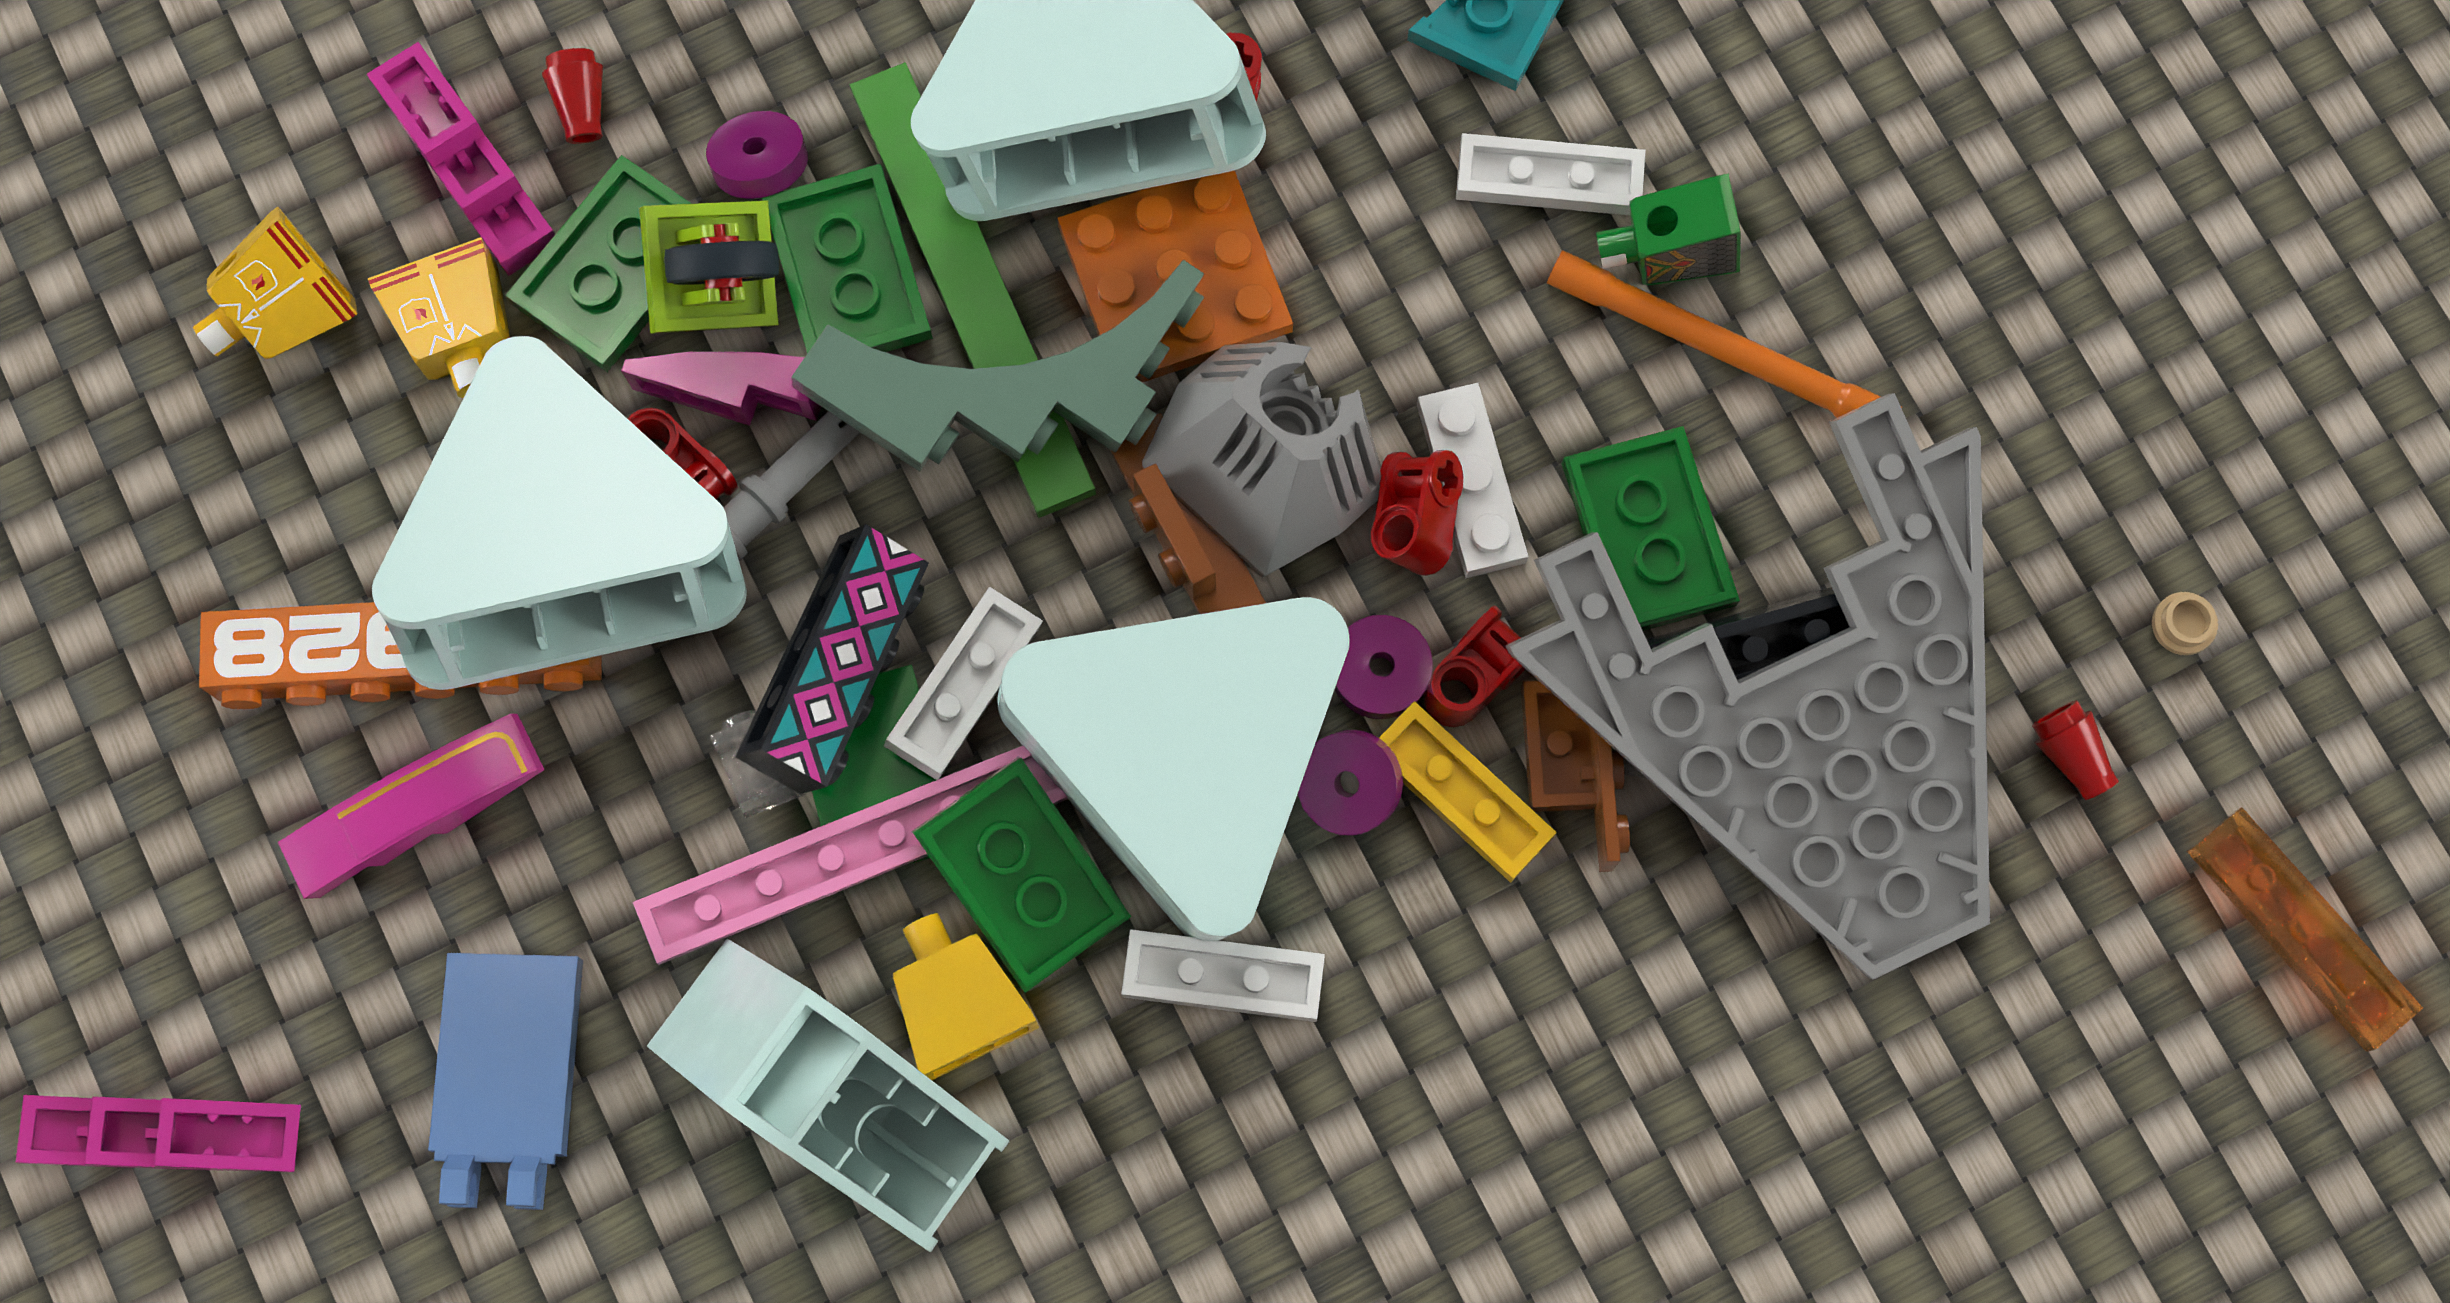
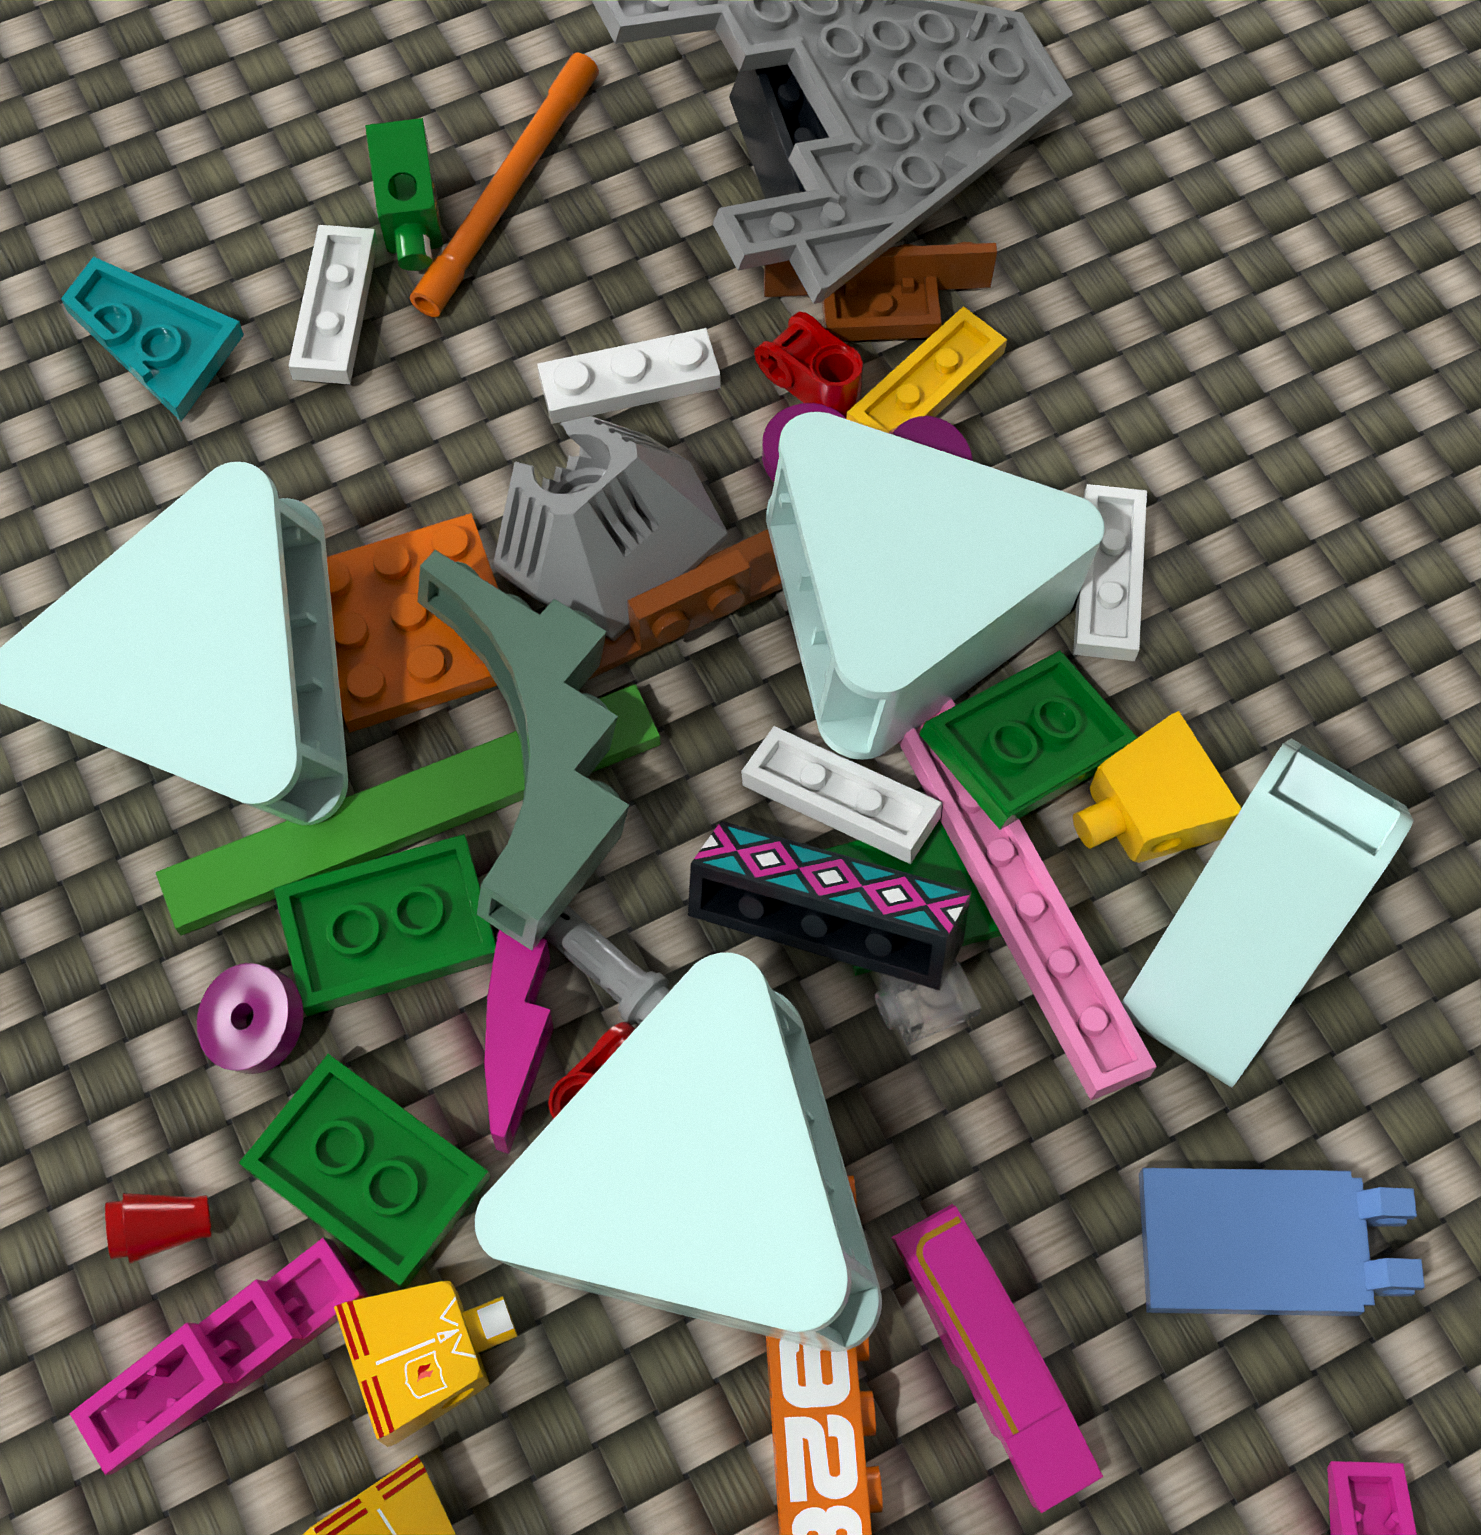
camera: 90 degrees left, 10 degrees down
(709, 266) = (384, 1047): lime plate -> none
(1415, 511) = (659, 403): red piece -> none
(1654, 526) = (666, 245): green tile -> none

